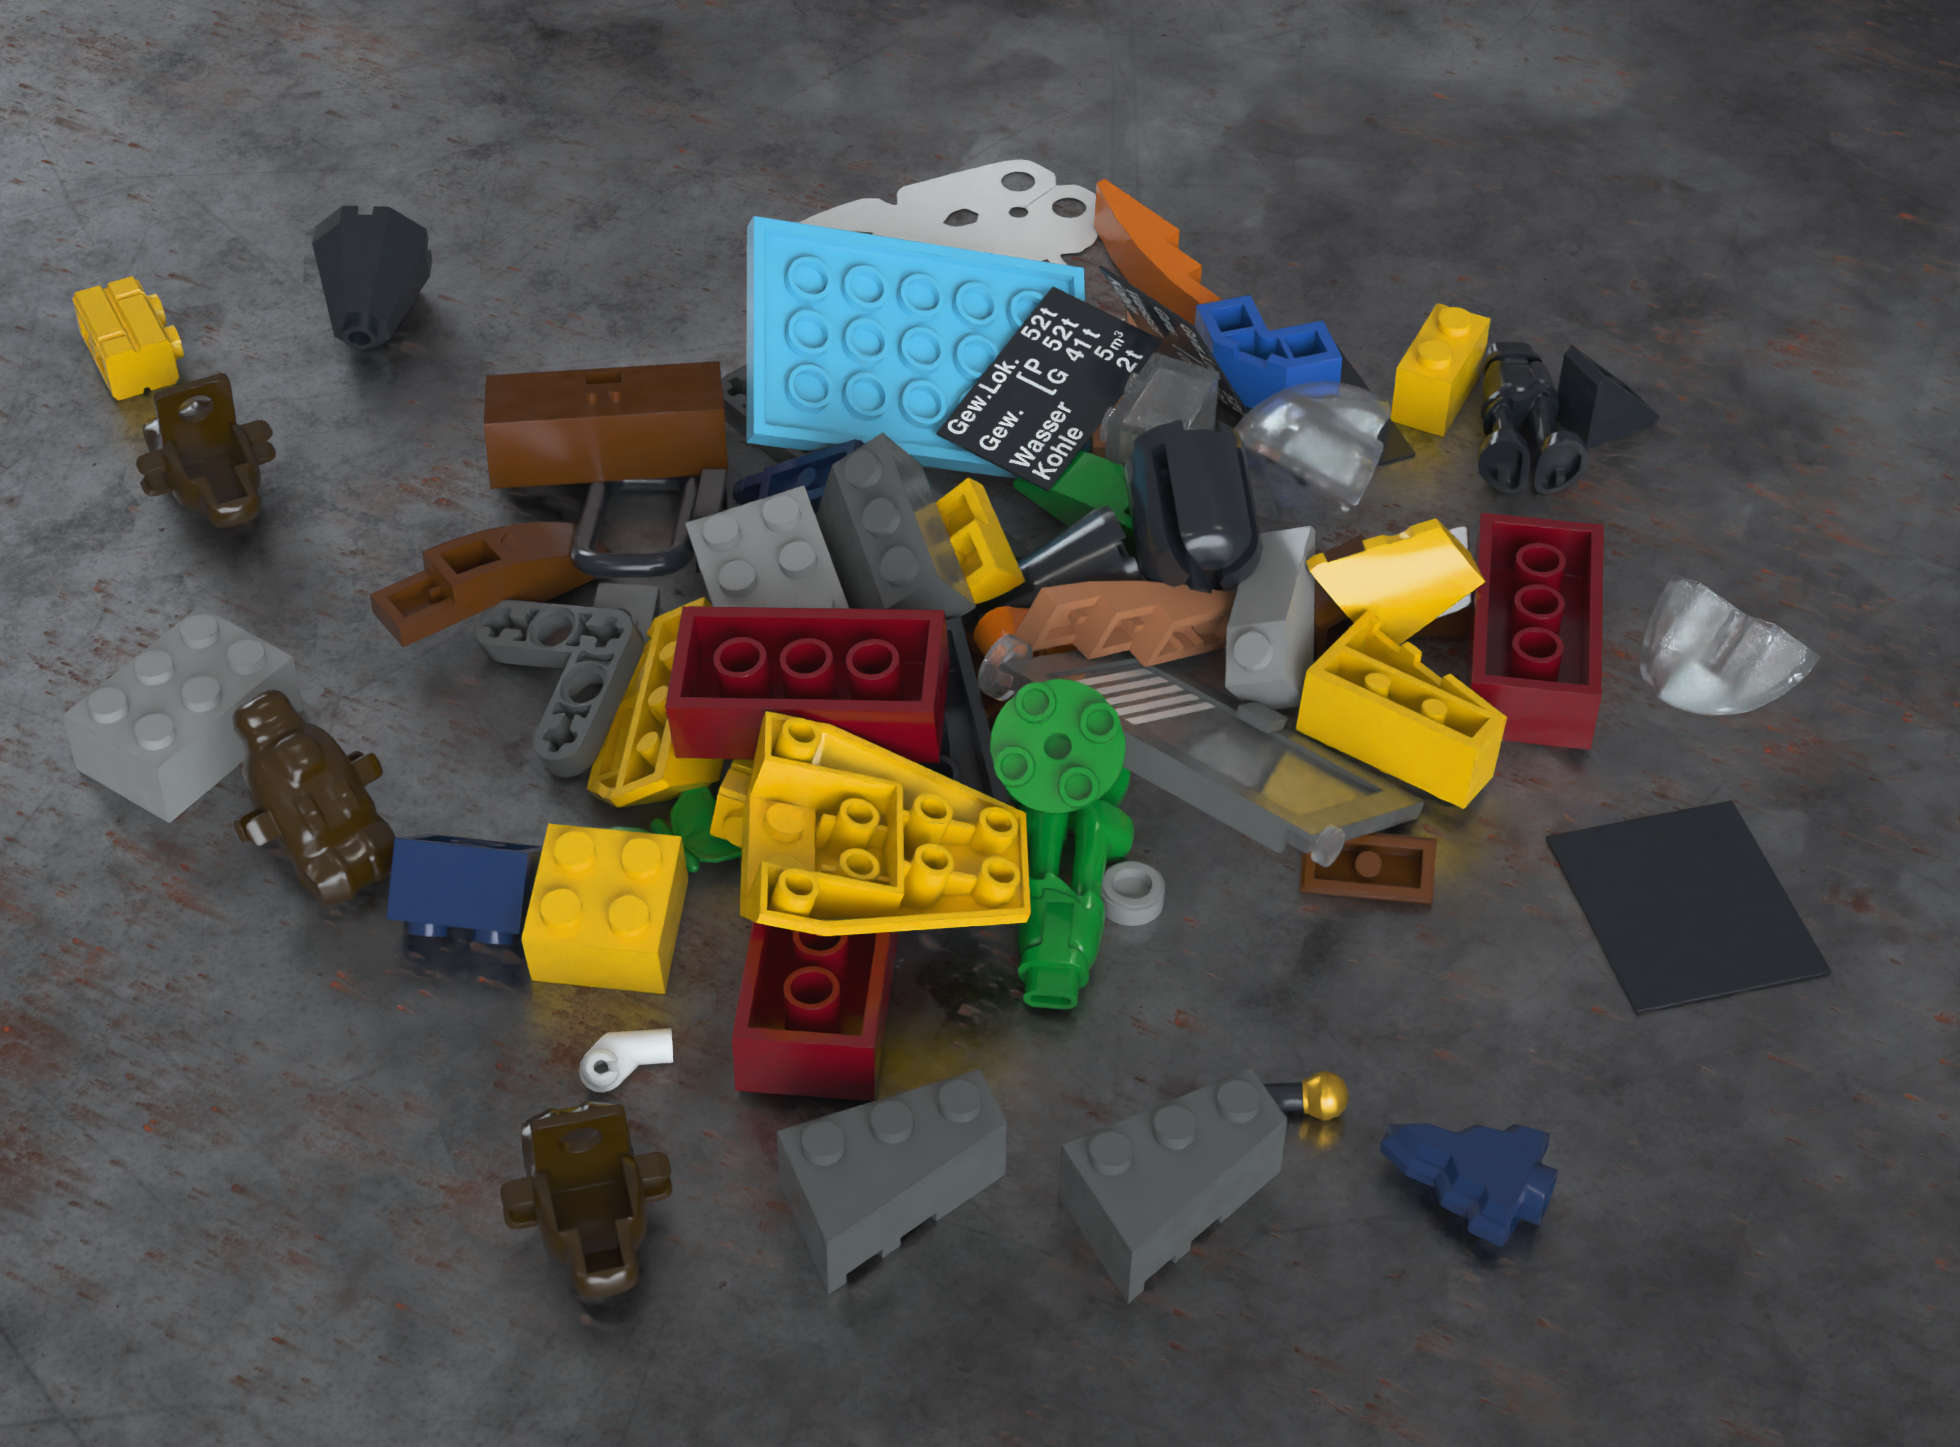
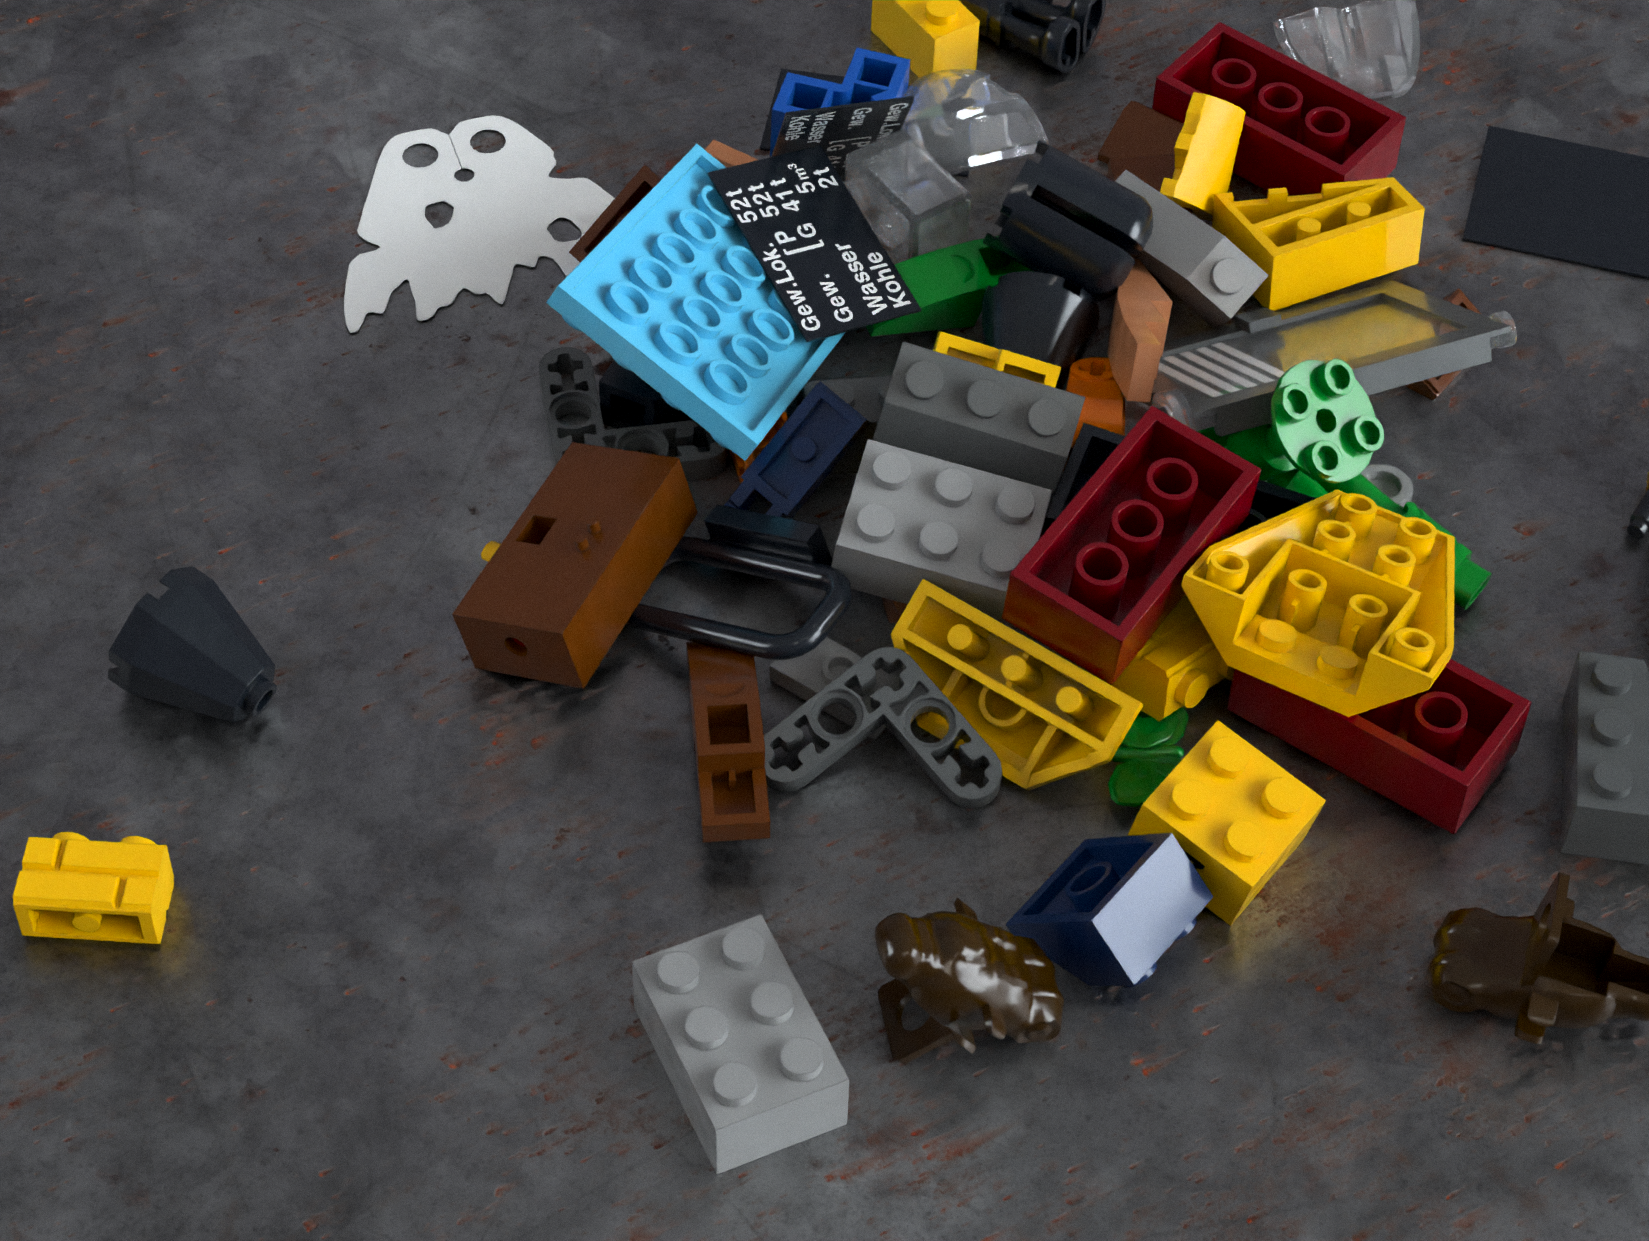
camera: 60 degrees left, 5 degrees up
(205, 453) = (367, 887): dark brown piece -> none
(621, 1053) = (1370, 894): white arm -> none
(1148, 252) = (625, 120): orange slope -> none

